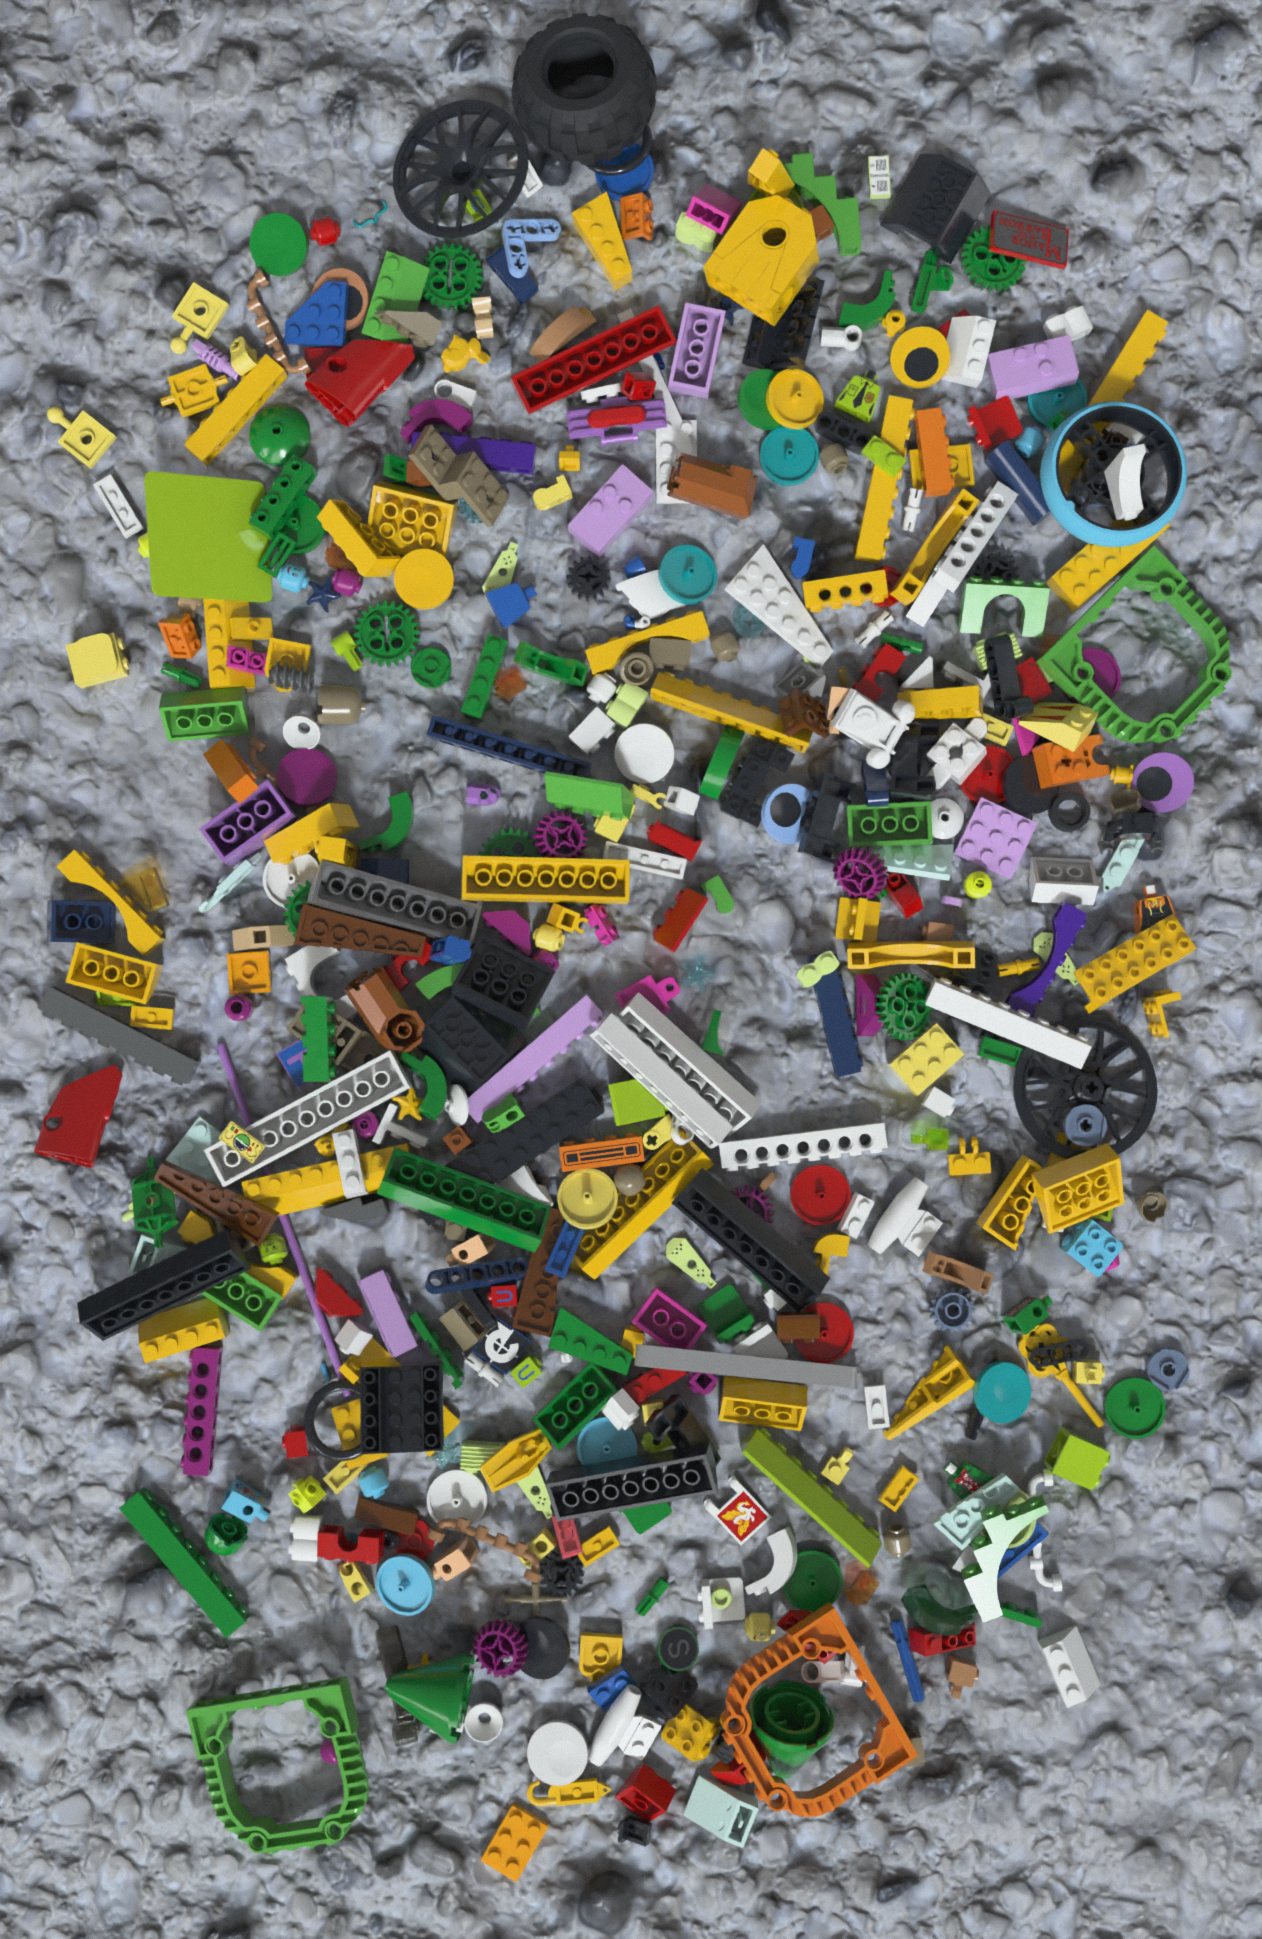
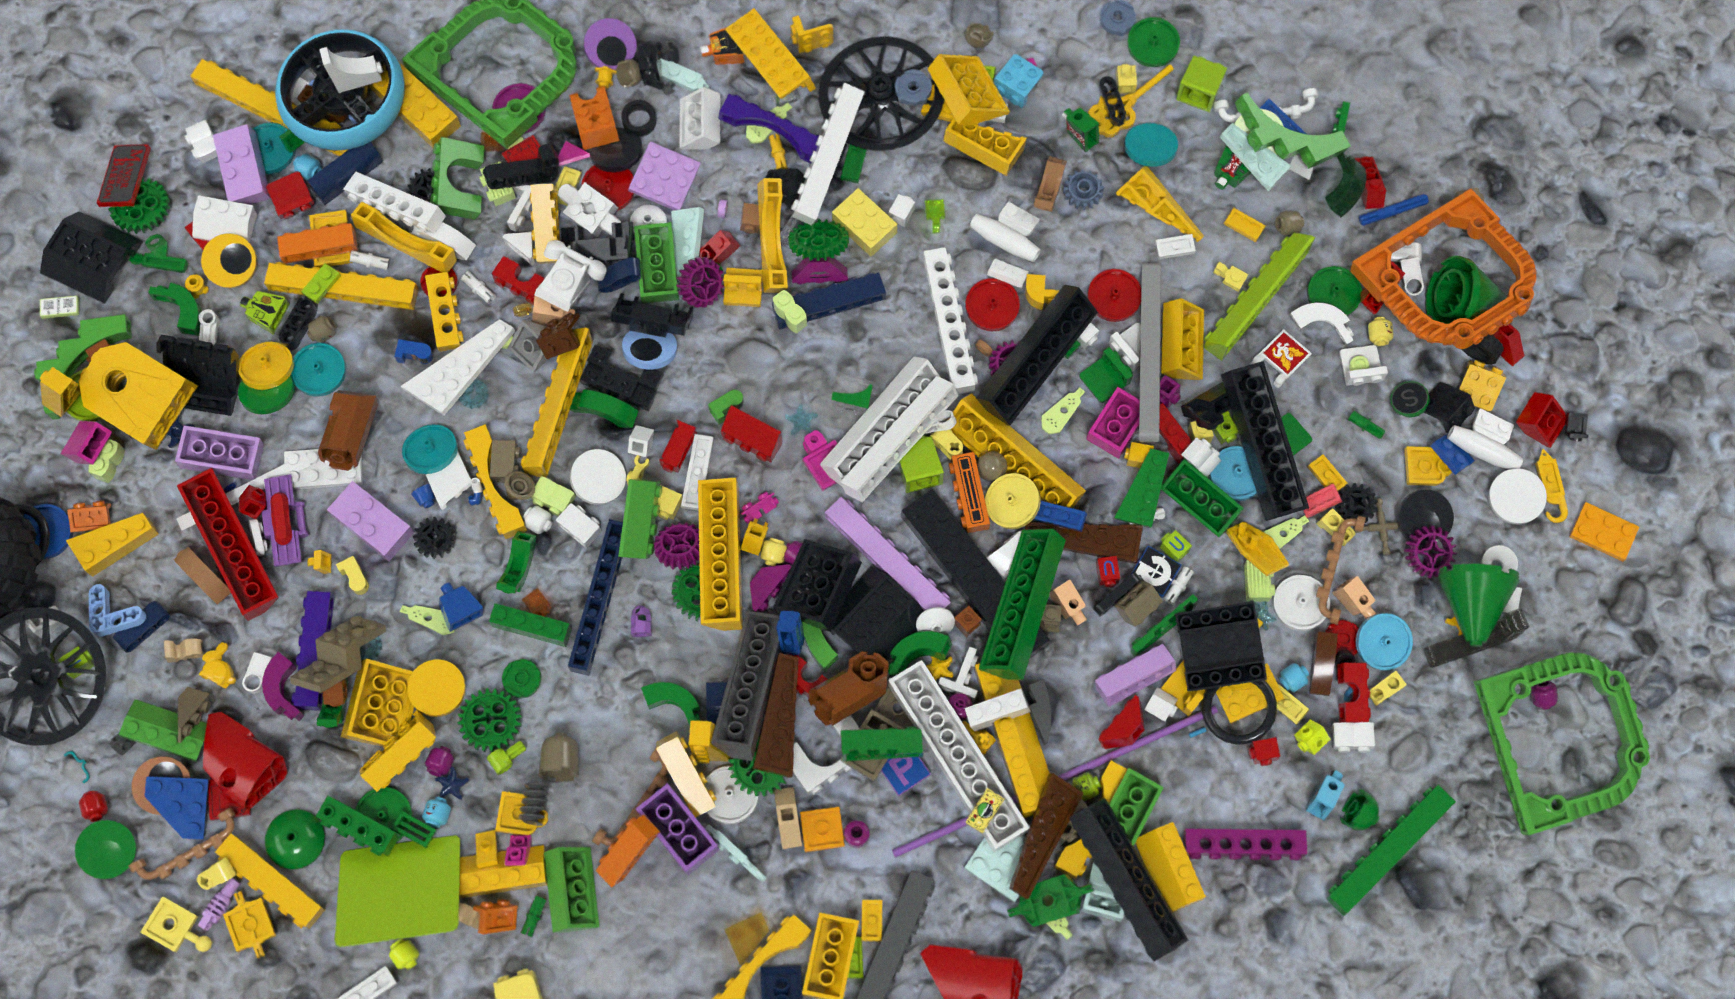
camera: 95 degrees left, 15 degrees down
(300, 739) = (593, 788): white piece -> none
(306, 777) = (629, 785): magenta piece -> none
(337, 562) = (420, 771): clear orange bracket -> none
(469, 277) = (144, 667): green gear -> none
(469, 1282) = (1097, 598): dark blue beam -> none
(503, 1114) = (940, 577): bright green leg -> none
(722, 1810) = (1546, 353): light aqua slope -> none
(725, 646) = (496, 412): dark tan head -> none
(798, 1325) = (1110, 311): reddish brown slope -> none
(862, 1588) = (1336, 249): clear orange bracket -> none
(902, 643) = (490, 263): green pin -> none
(961, 1673) = (1398, 165): medium nougat brick -> none
(968, 1163) = (954, 184): yellow hinge -> none
(974, 890) = (706, 187): neon yellow head -> none
(974, 1424) = (1180, 166): black axle -> none
(1061, 722) = (560, 123): light yellow slope -> none
(1069, 1665) = (1380, 81): white slope -> none

